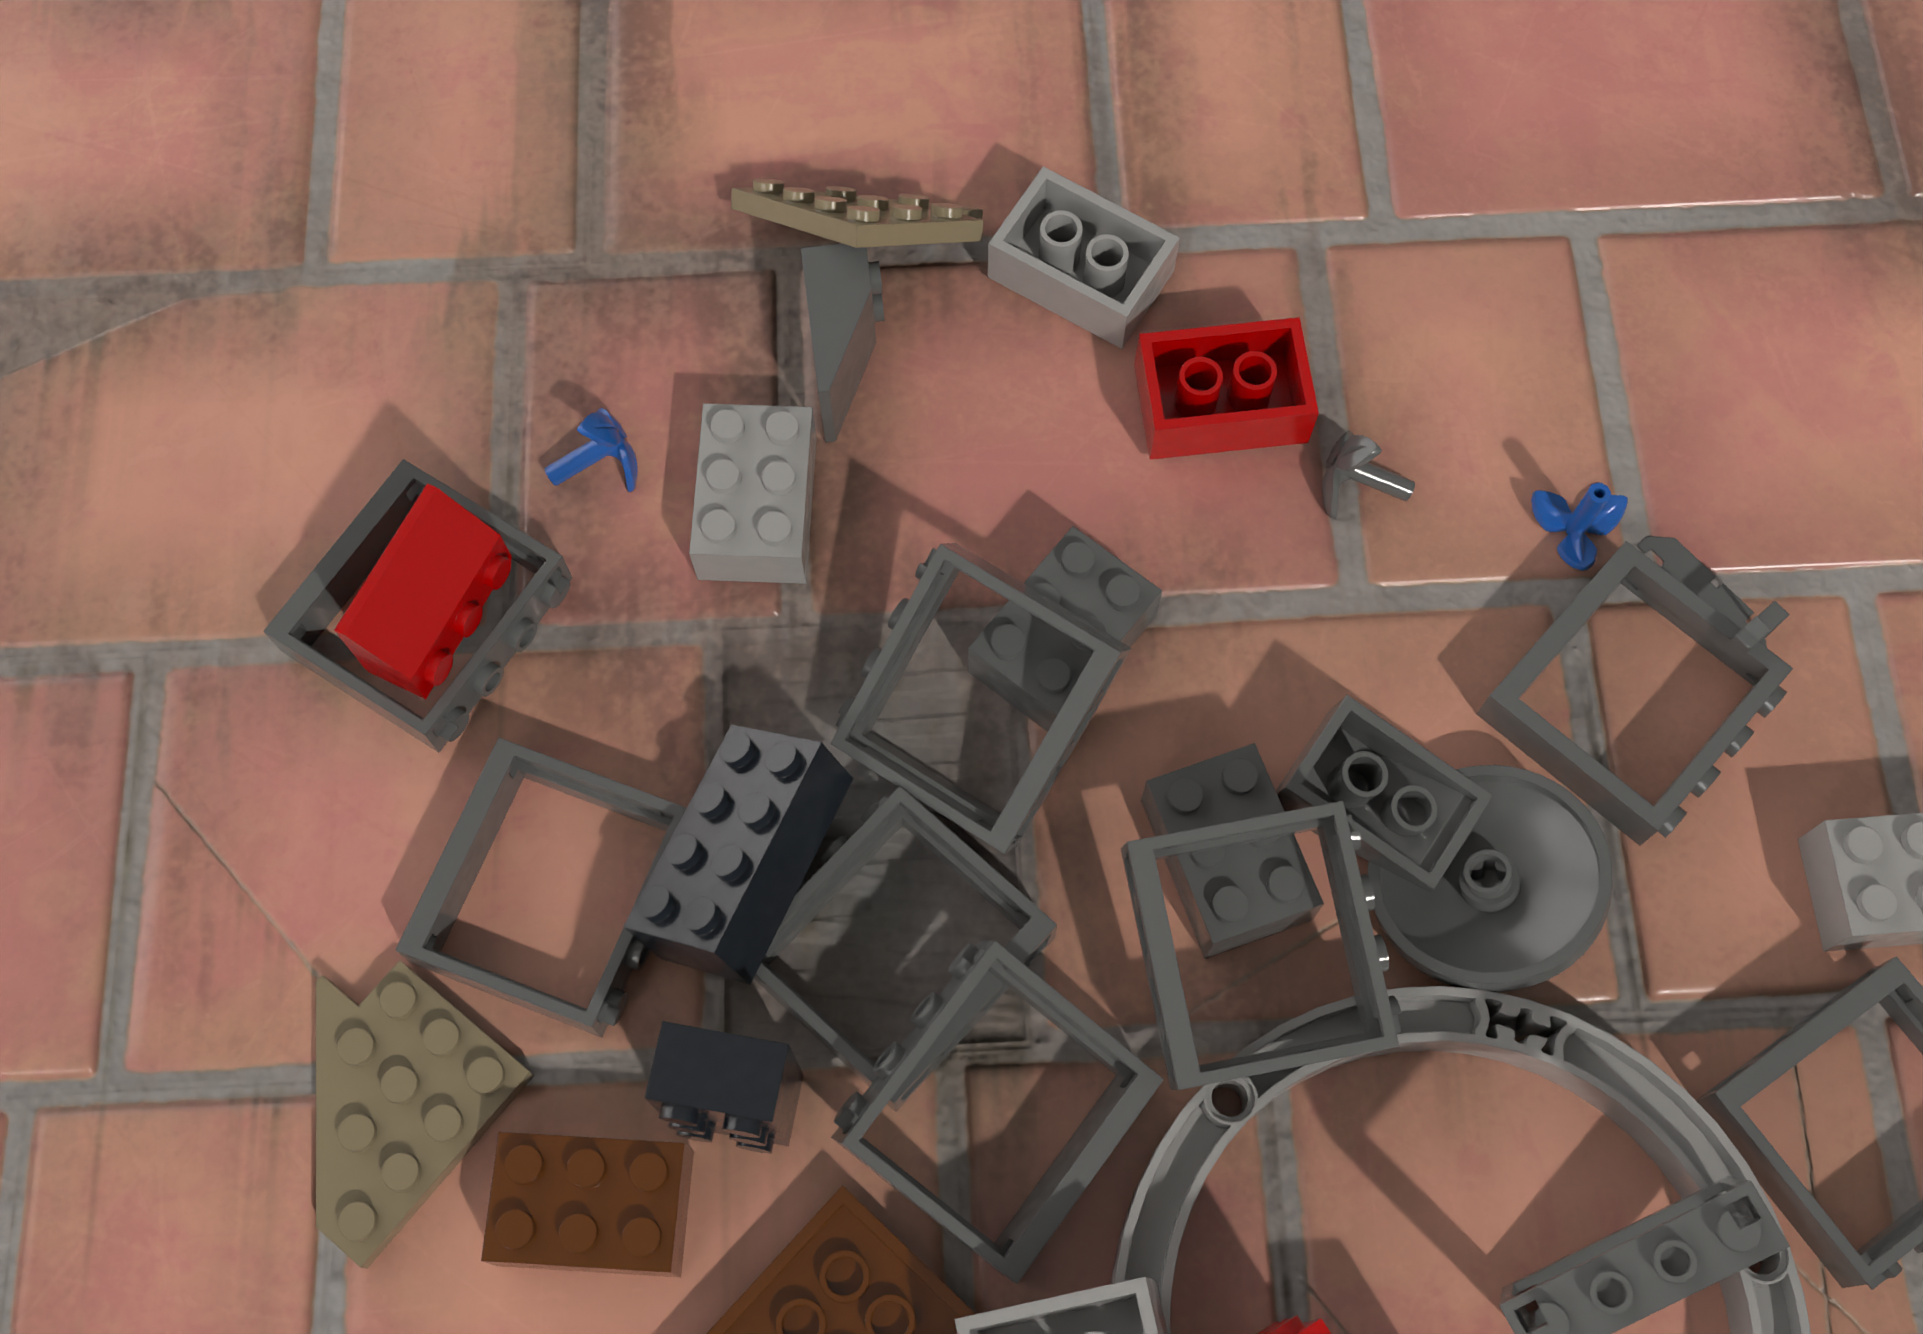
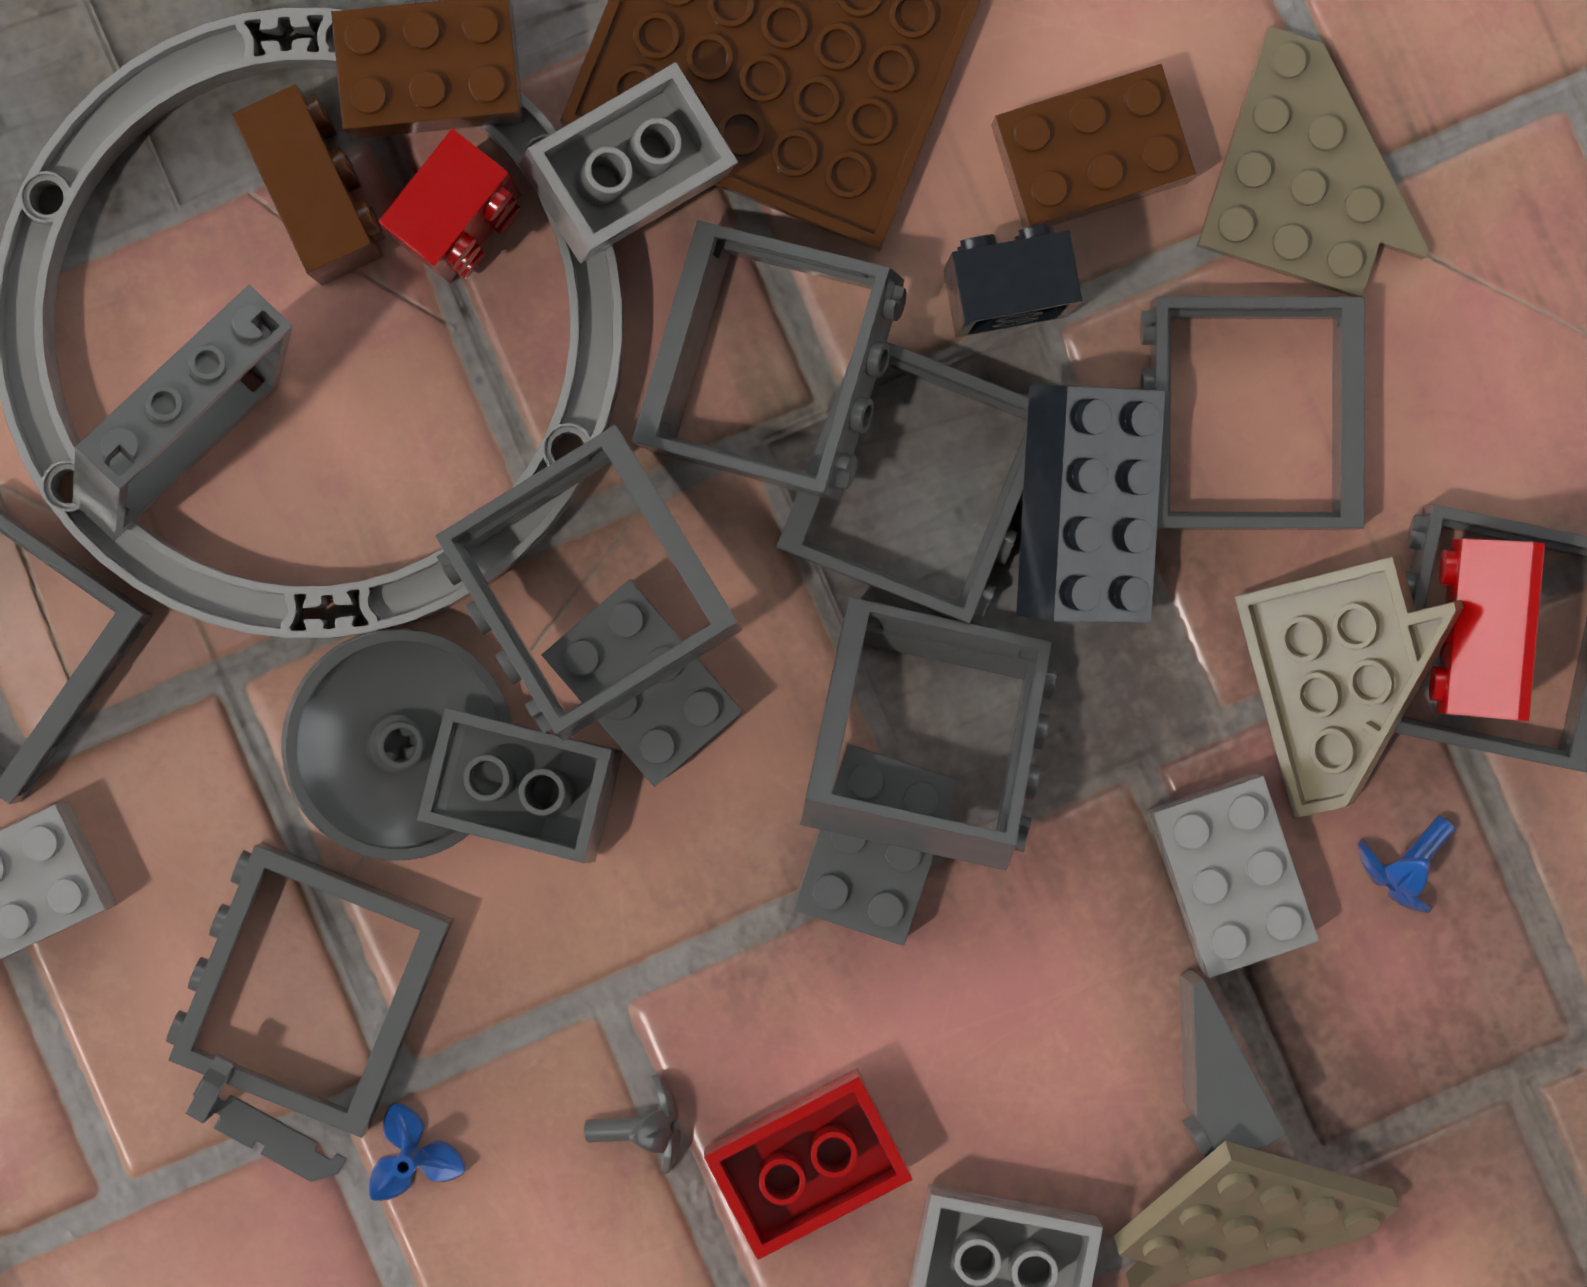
camera: 155 degrees right, 20 degrees up
(579, 624) = (1338, 672): none -> dark tan wing

